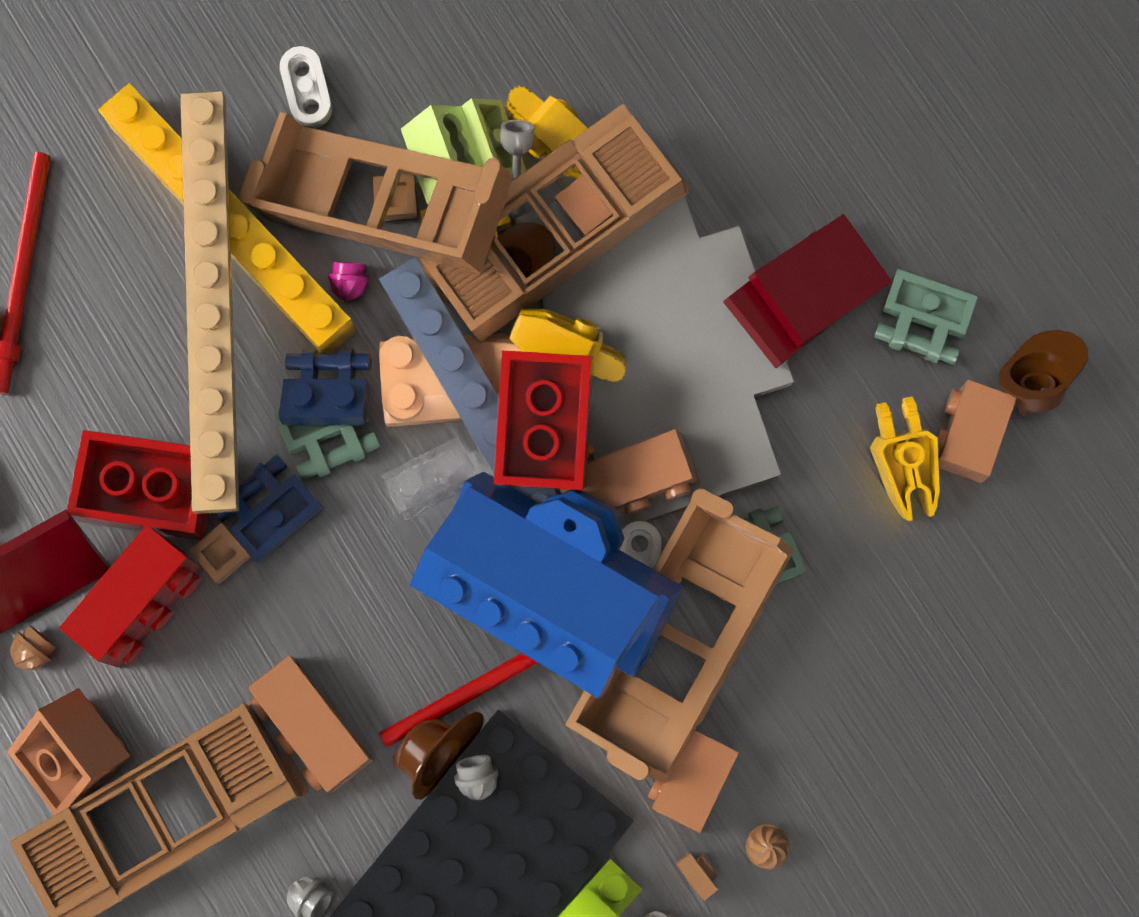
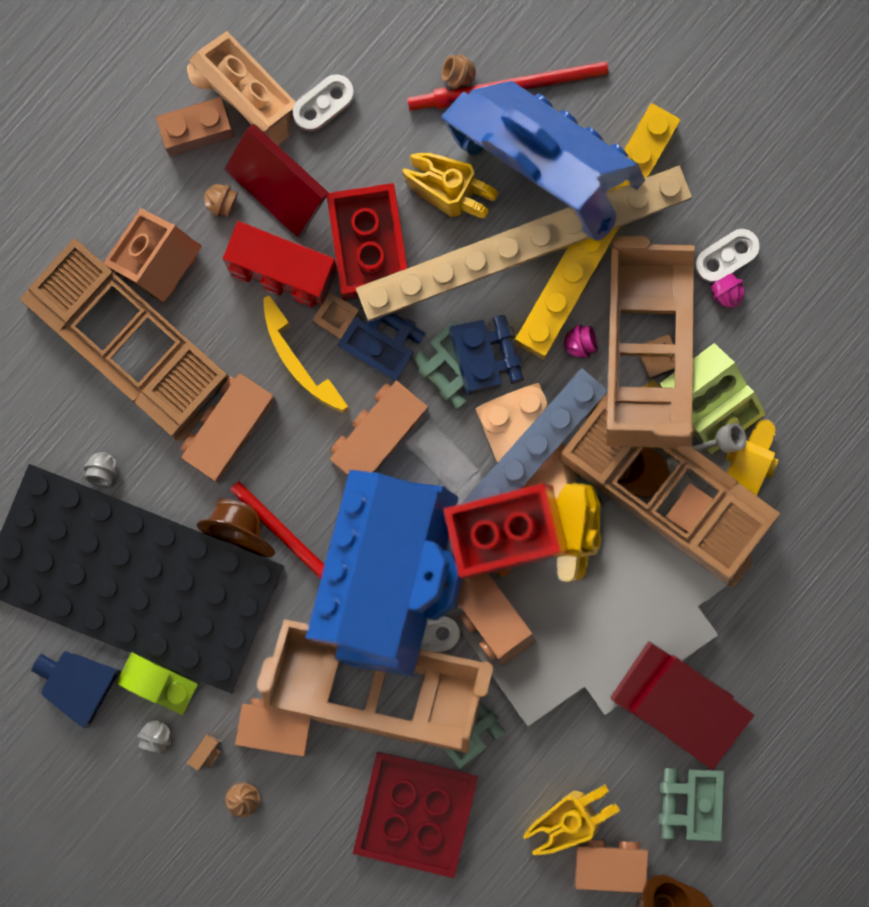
camera: 75 degrees right, 5 degrees up
(100, 235) = (545, 148): none -> piece
(110, 372) = (448, 184): none -> yellow hinge
(308, 594) = (323, 392): none -> yellow slope
(347, 98) = (728, 291): none -> dark pink plate
(373, 544) = (379, 431): none -> nougat brick
(476, 777) = (226, 565): light grey plate -> none
(846, 641) = (415, 814): none -> dark red plate

